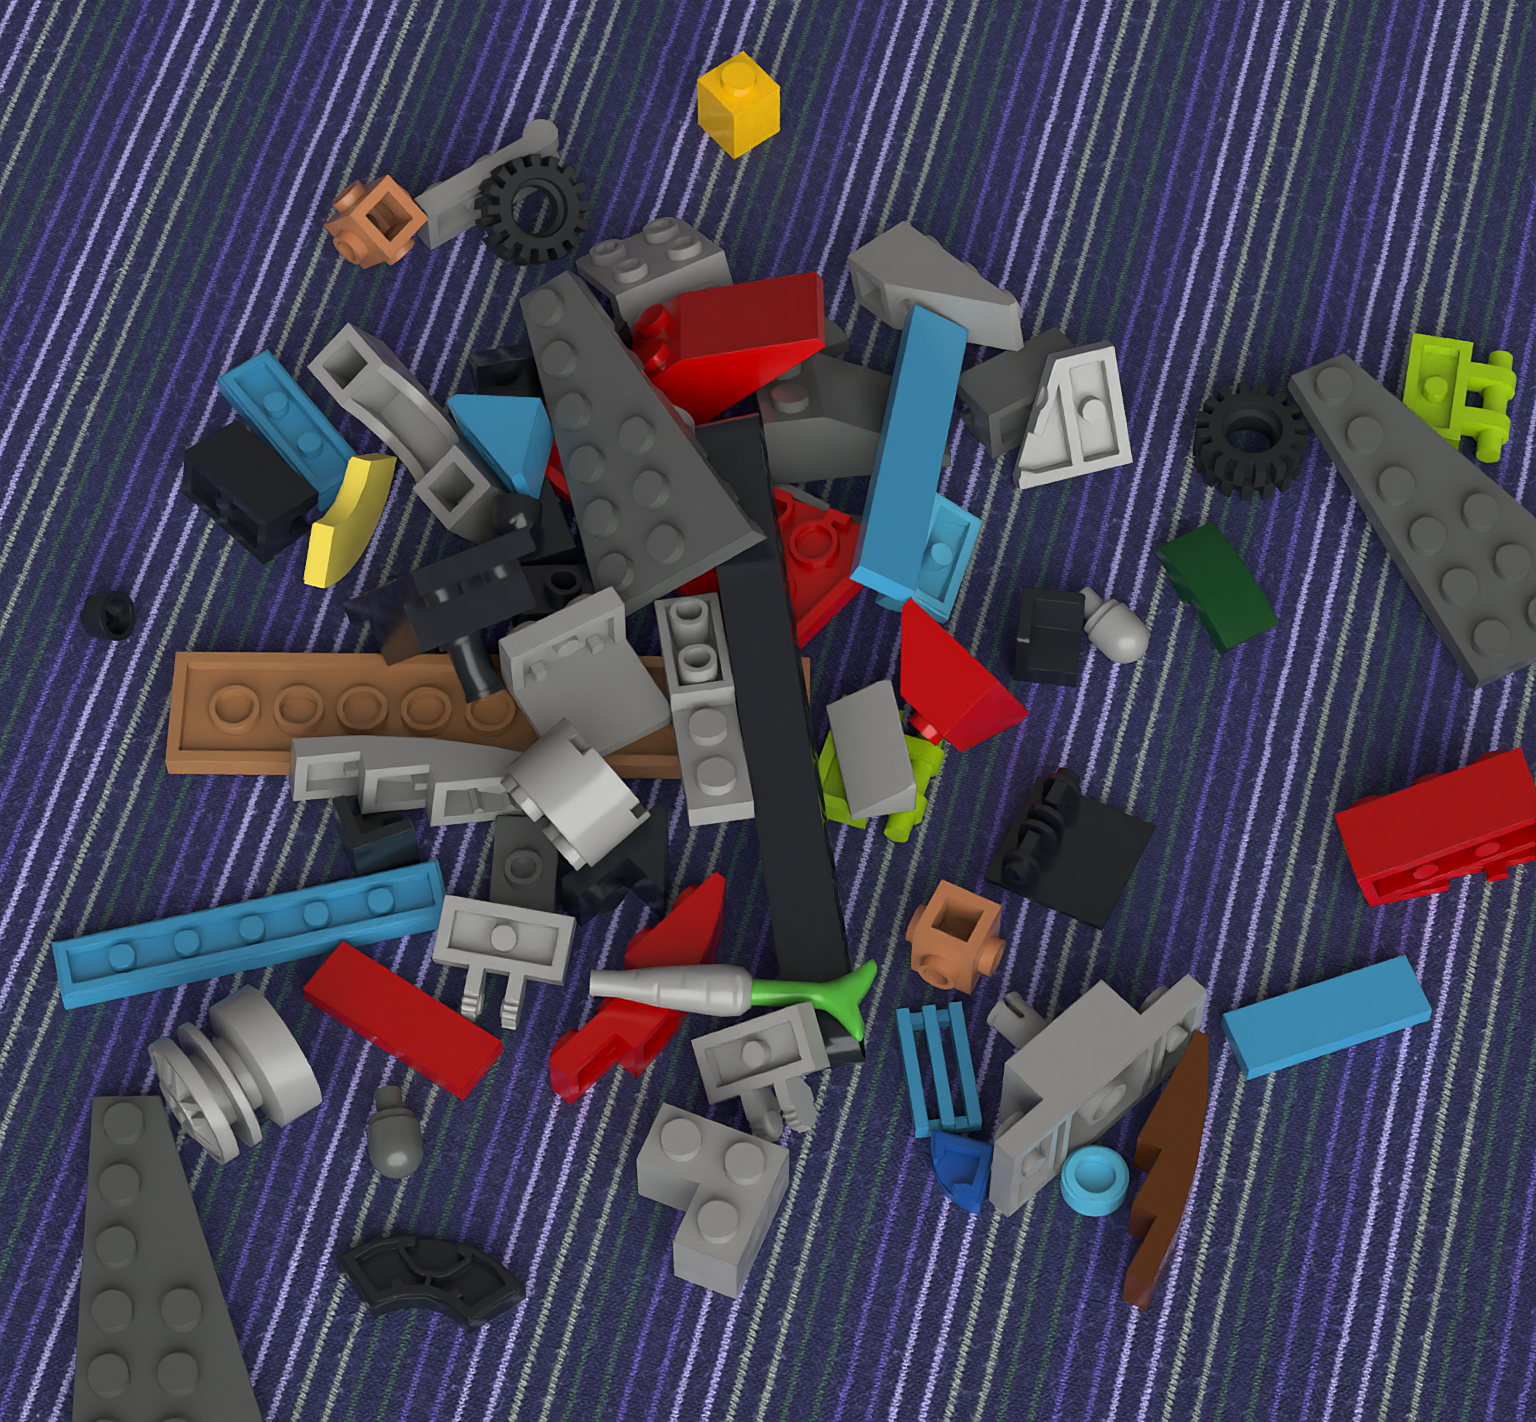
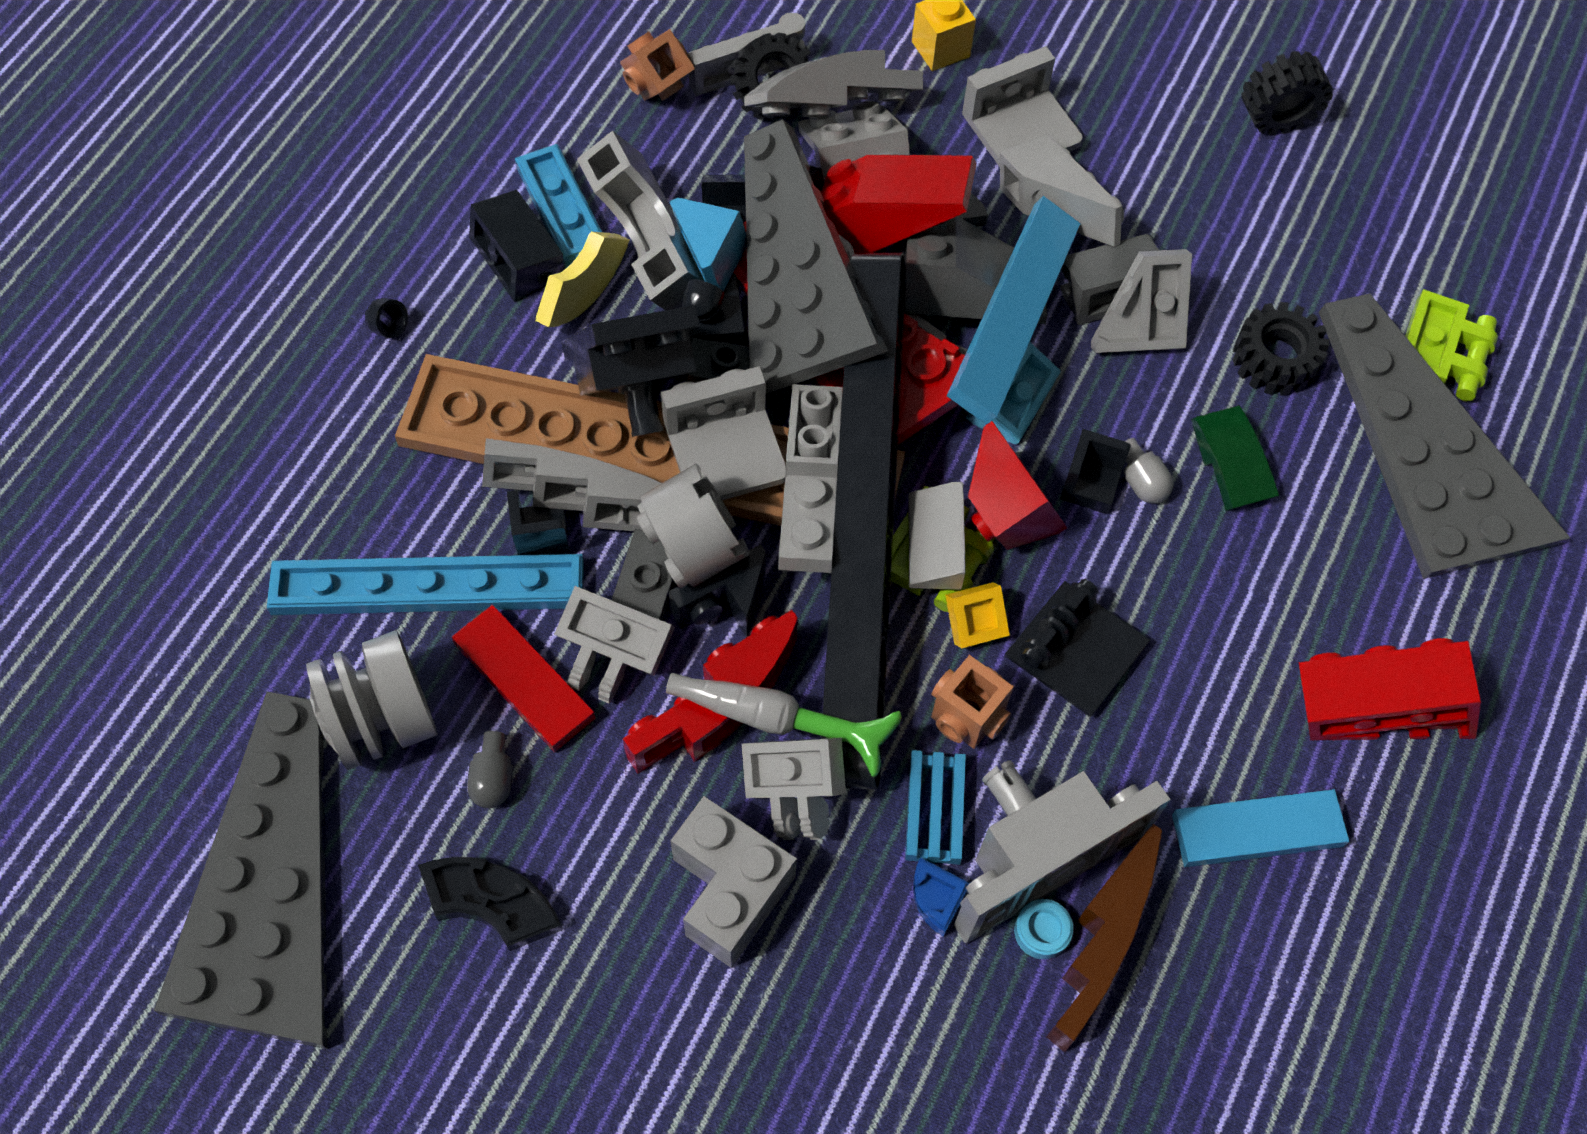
camera: 10 degrees right, 5 degrees up
(611, 205) = (832, 82): none -> light grey slope
(856, 191) = (1015, 104): none -> light grey bracket
(941, 836) = (977, 615): none -> yellow plate
(1198, 110) = (1287, 93): none -> black tyre

